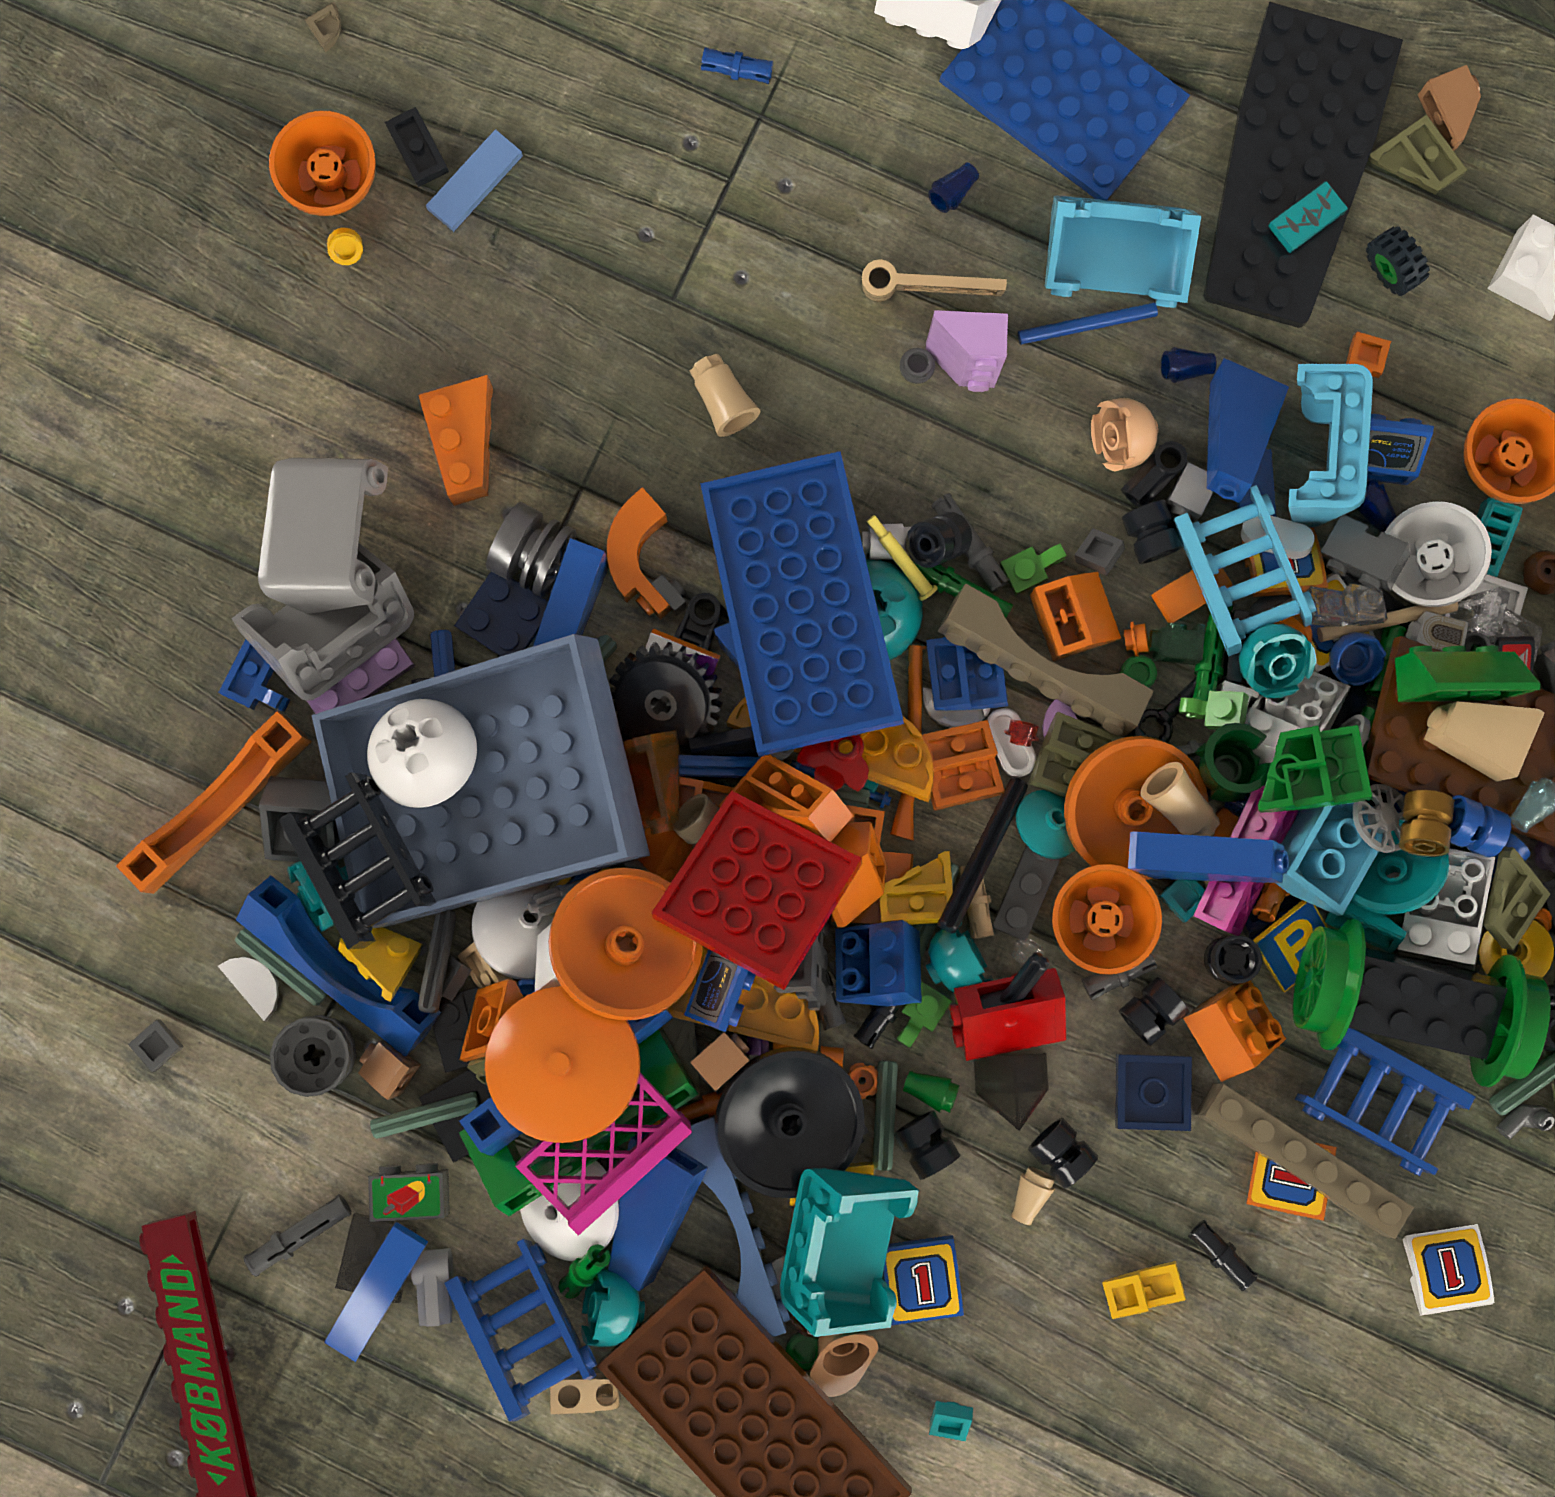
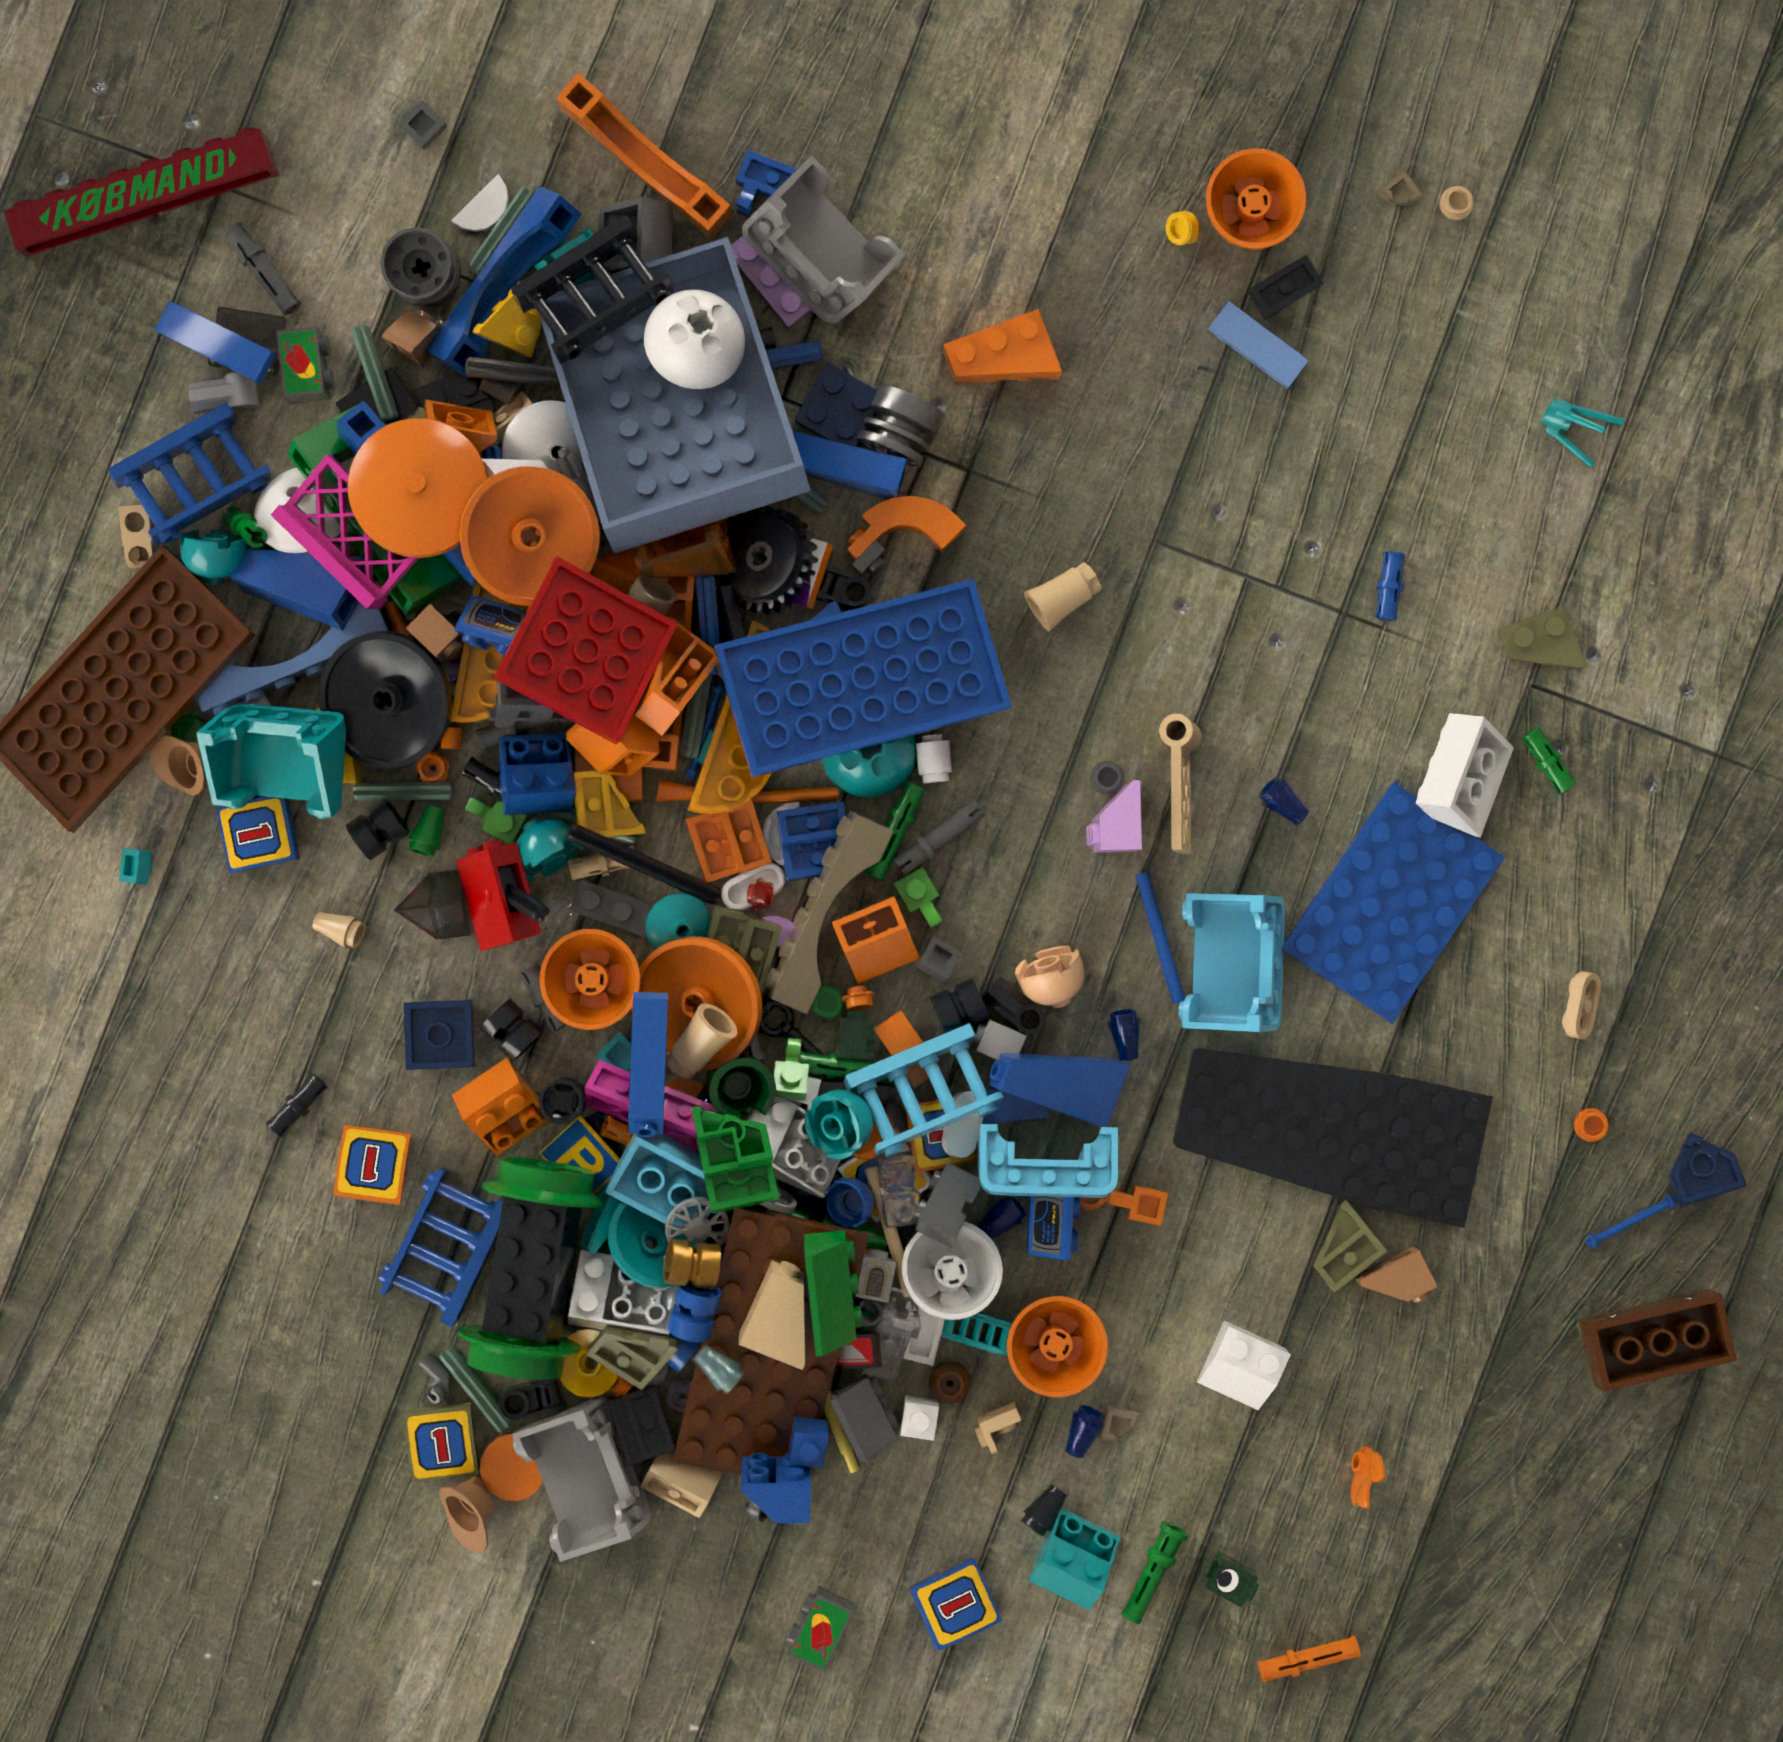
camera: 90 degrees right, 5 degrees up
(315, 533) = (898, 224): light grey windscreen -> none
(835, 767) = (712, 722): red plate -> none
(902, 559) = (914, 772): light yellow piece -> none
(938, 539) = (935, 805): black wheel -> none
(1053, 1143) = (386, 945): black wheel -> none
(1144, 1289) = (262, 1035): yellow slope -> none
(1305, 1160) = (385, 1173): dark tan arch -> none
(1308, 217) = (1275, 1140): teal tile -> none
(1397, 261) = (1238, 1227): black wheel -> none
(1449, 1269) = (297, 1312): slope -> none

